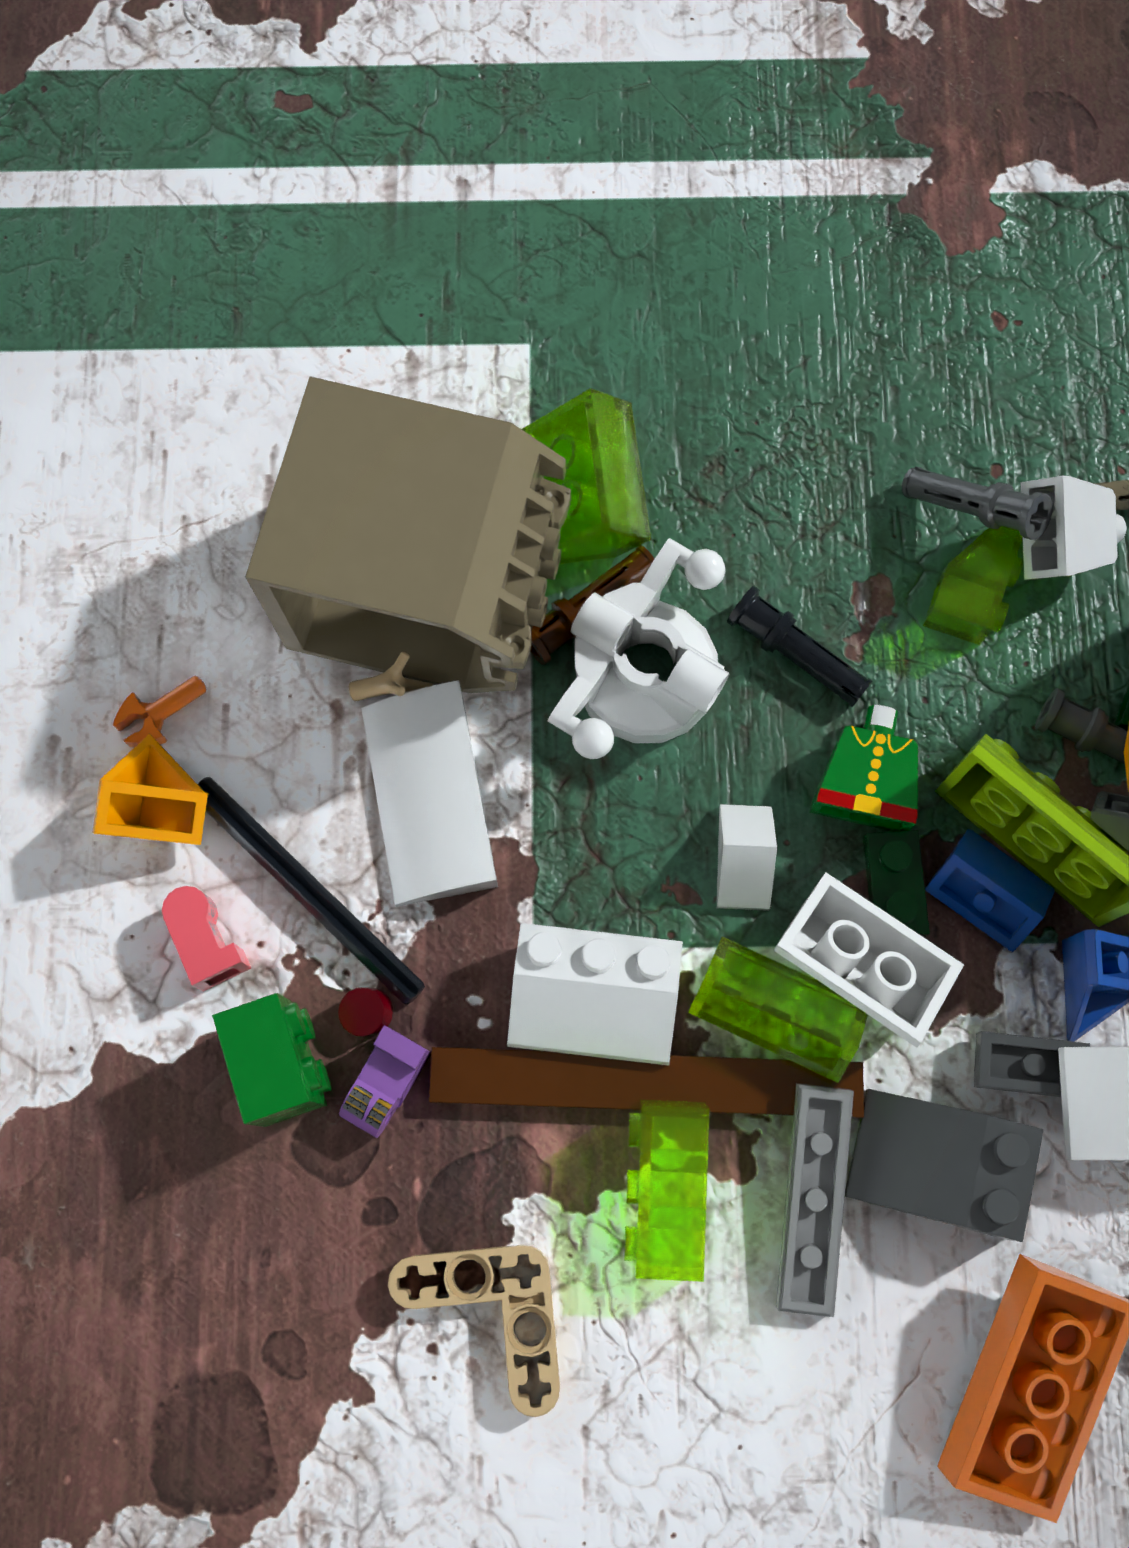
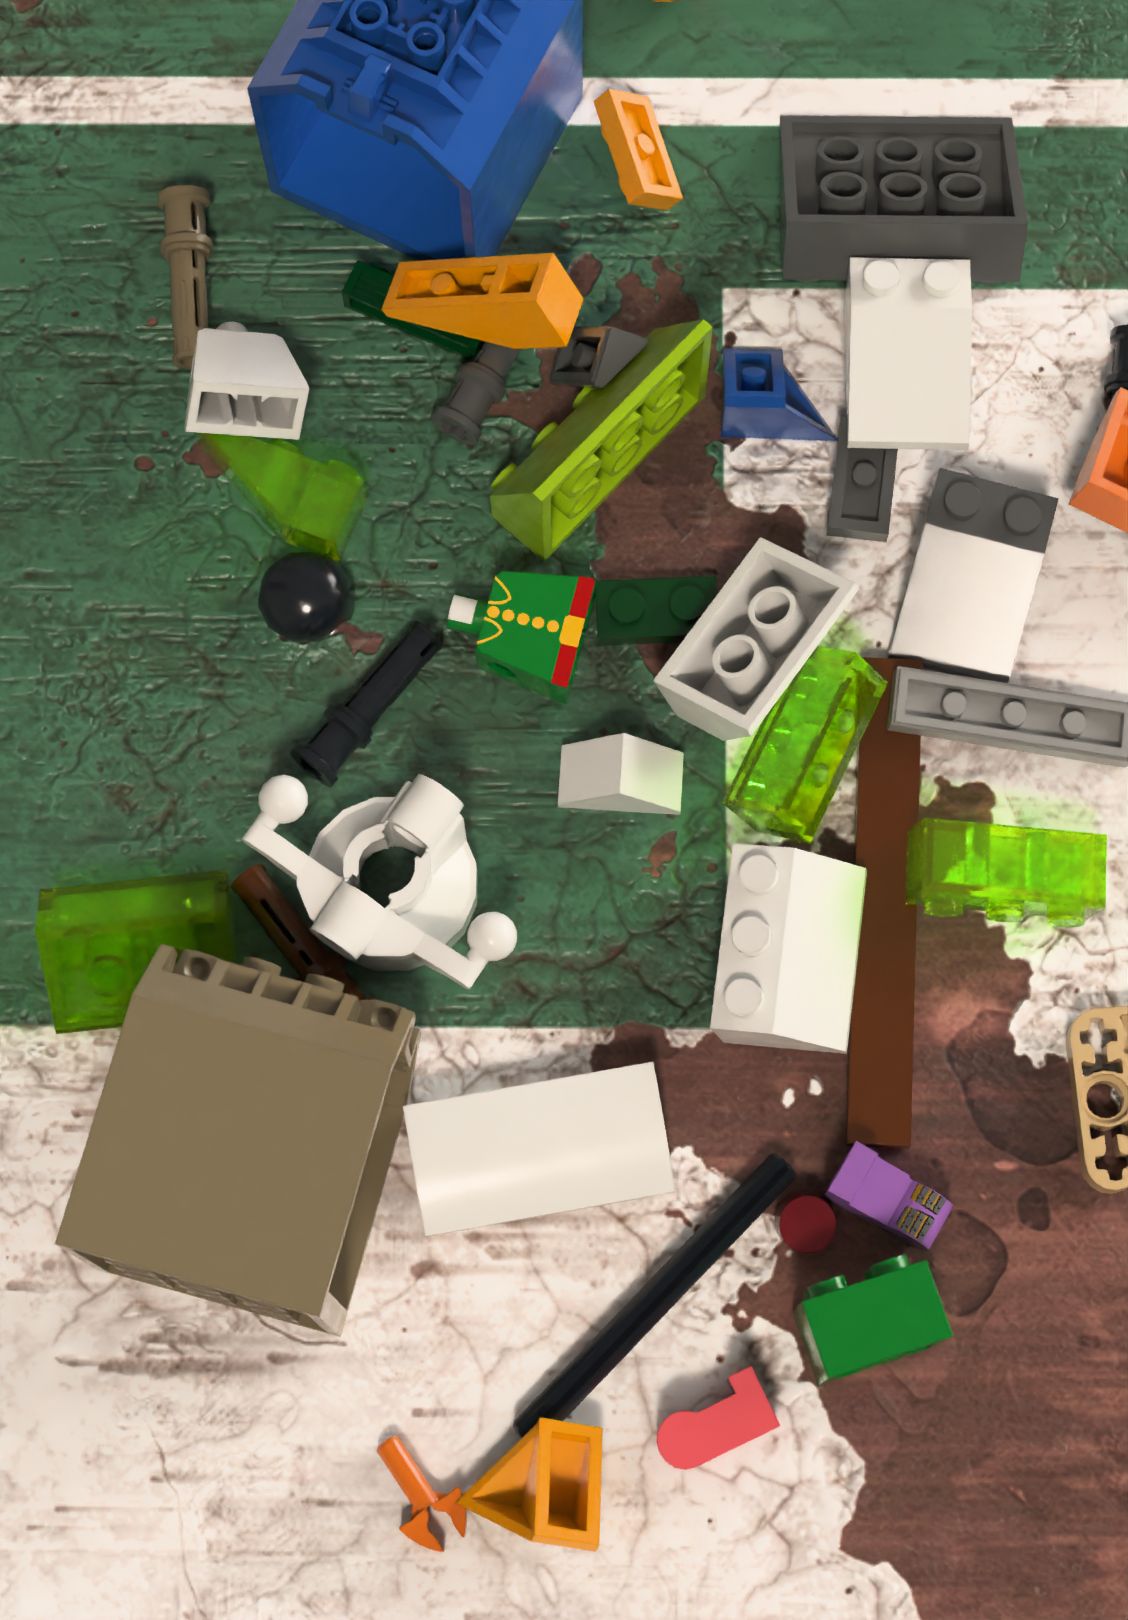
camera: 90 degrees left, 0 degrees up
(386, 683) = (397, 1199): tan bar -> none
(889, 597) = (306, 596): none -> black hair
(991, 890) = (666, 505): blue panel -> none
(993, 505) = (213, 461): dark grey pin -> none

